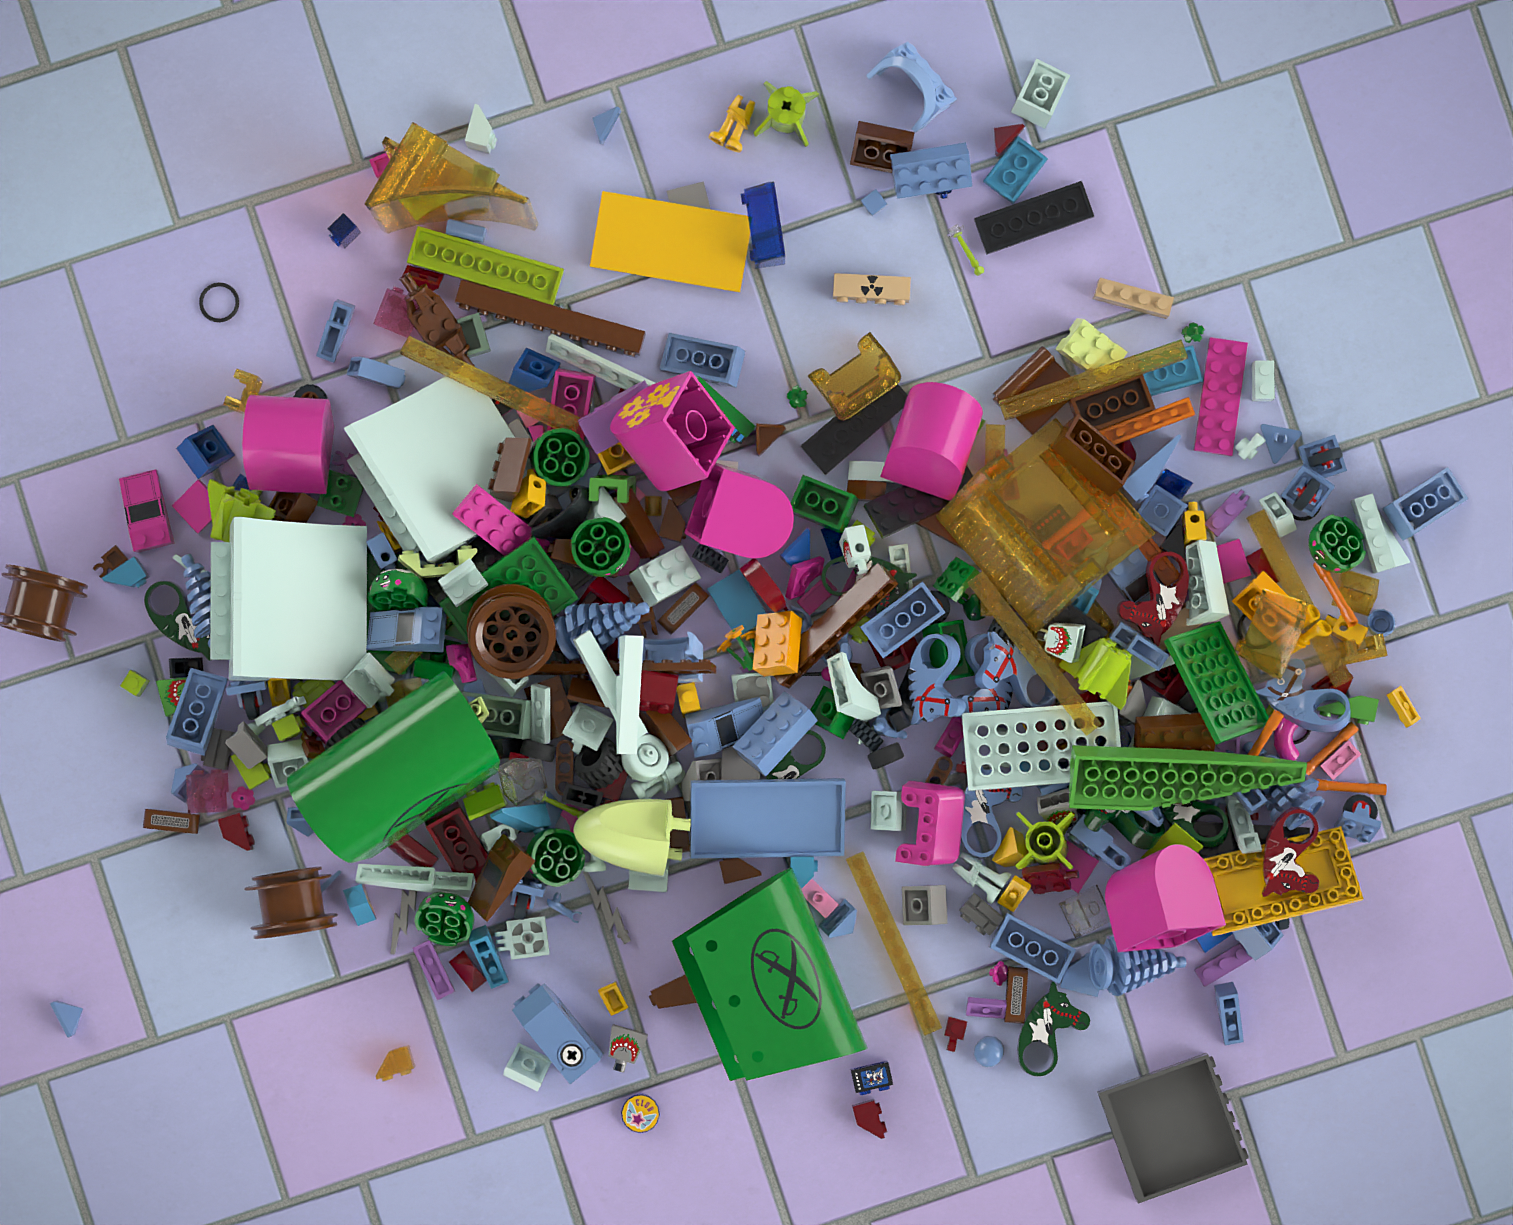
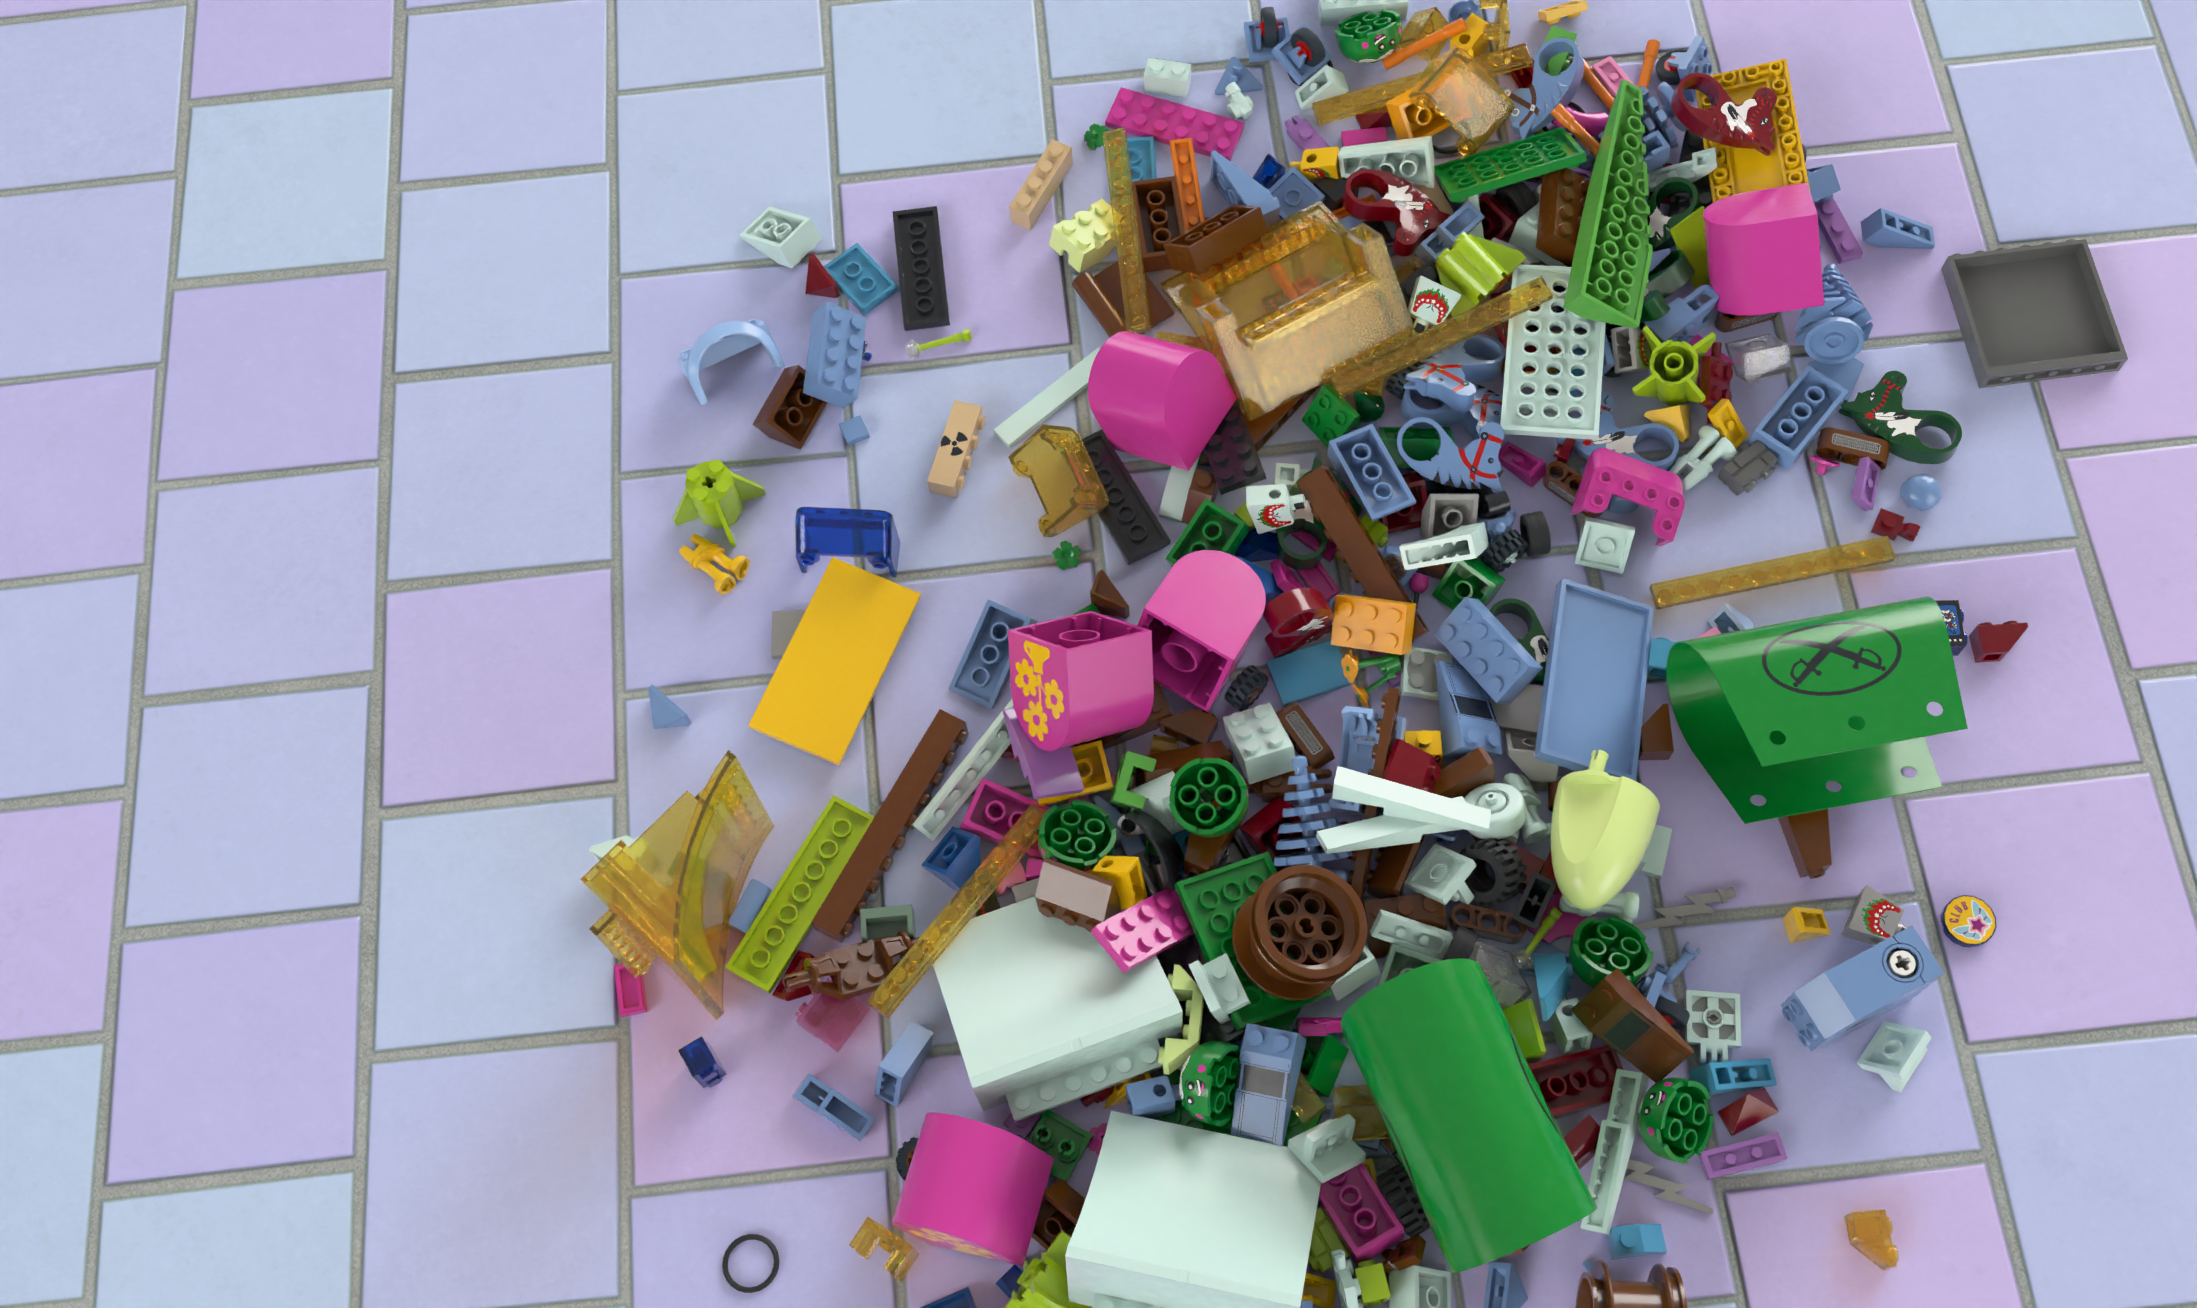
camera: 70 degrees left, 20 degrees down
(924, 905) = (1728, 529): light grey slope -> none
(936, 355) = (1046, 403): none -> light aqua tile

